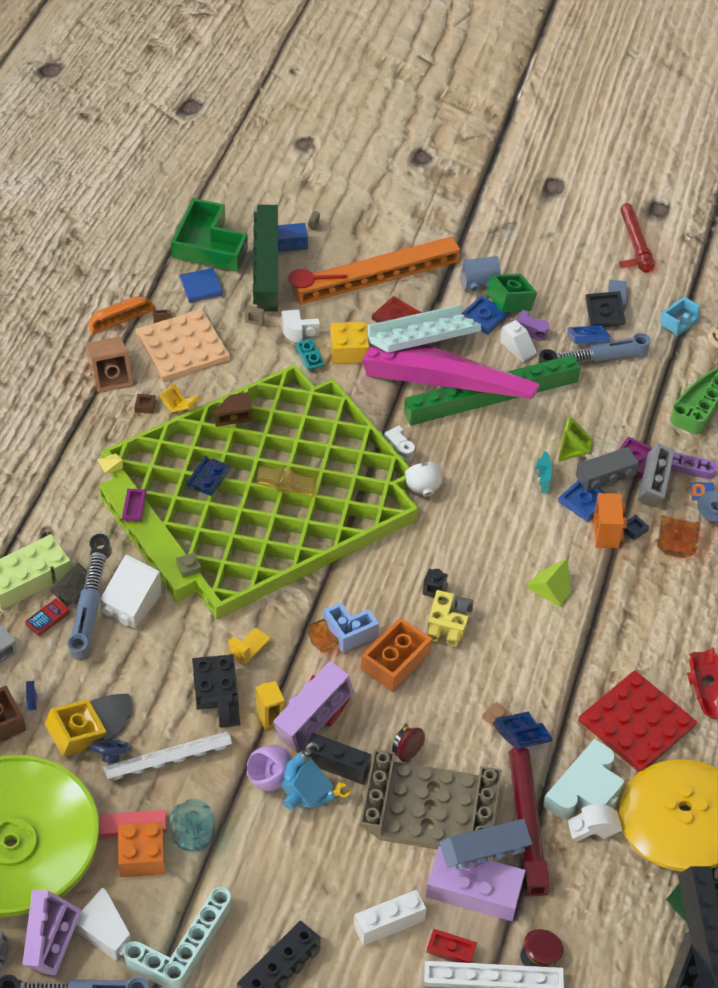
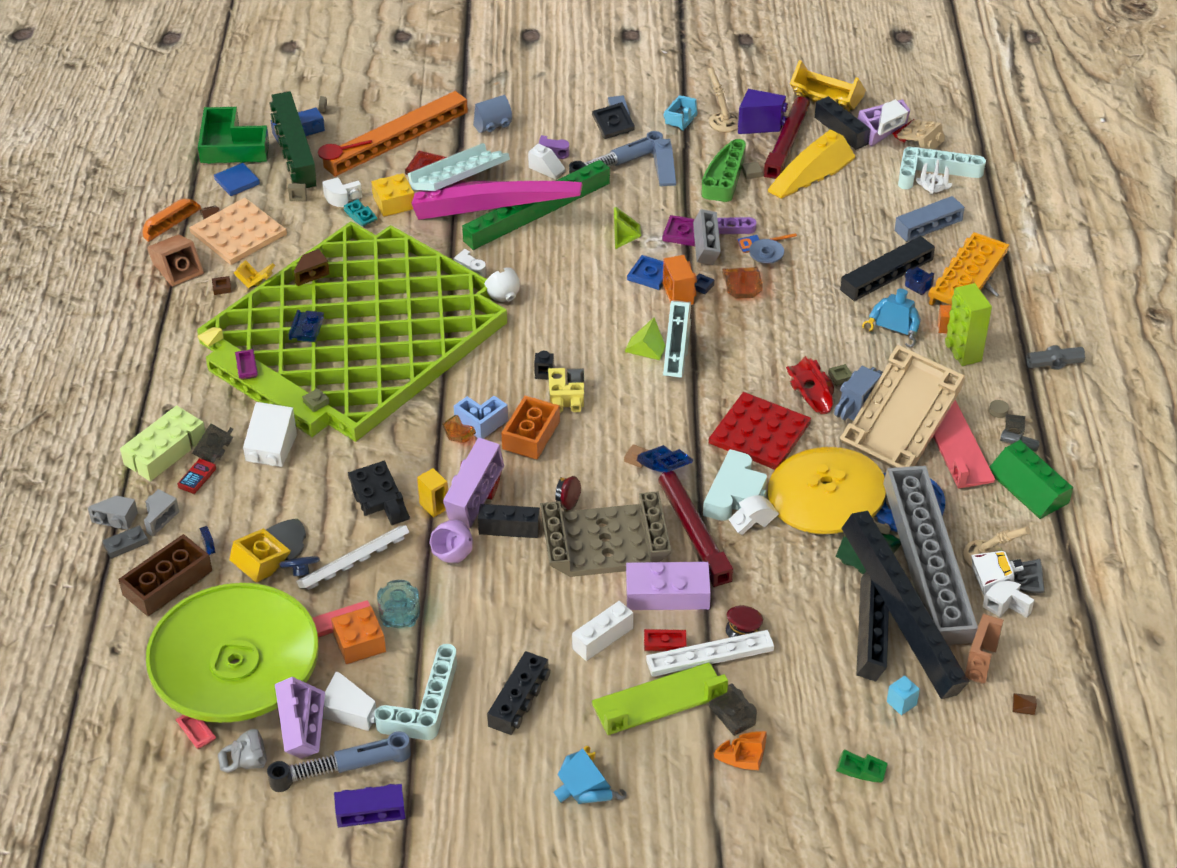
camera: 15 degrees left, 5 degrees down
(89, 598) = (233, 448): piece -> none
(248, 647) = (394, 453): yellow bracket -> none
(286, 480) = (379, 312): clear yellow piece -> none
(307, 783) = (490, 544): dark azure torso -> none
(485, 313) = (510, 145): blue tile -> none
(485, 843) = (668, 546): sand blue brick -> none
(511, 292) = (525, 123): green brick -> none
(545, 472) = (608, 258): teal slope -> none
(581, 593) = (677, 338): none -> light aqua brick
(588, 334) = (606, 142): blue tile -> none
(607, 469) = (662, 242): dark grey brick -> none
(642, 372) = (664, 162): none -> sand blue slope
(643, 254) = (630, 71): clear red cylinder -> none

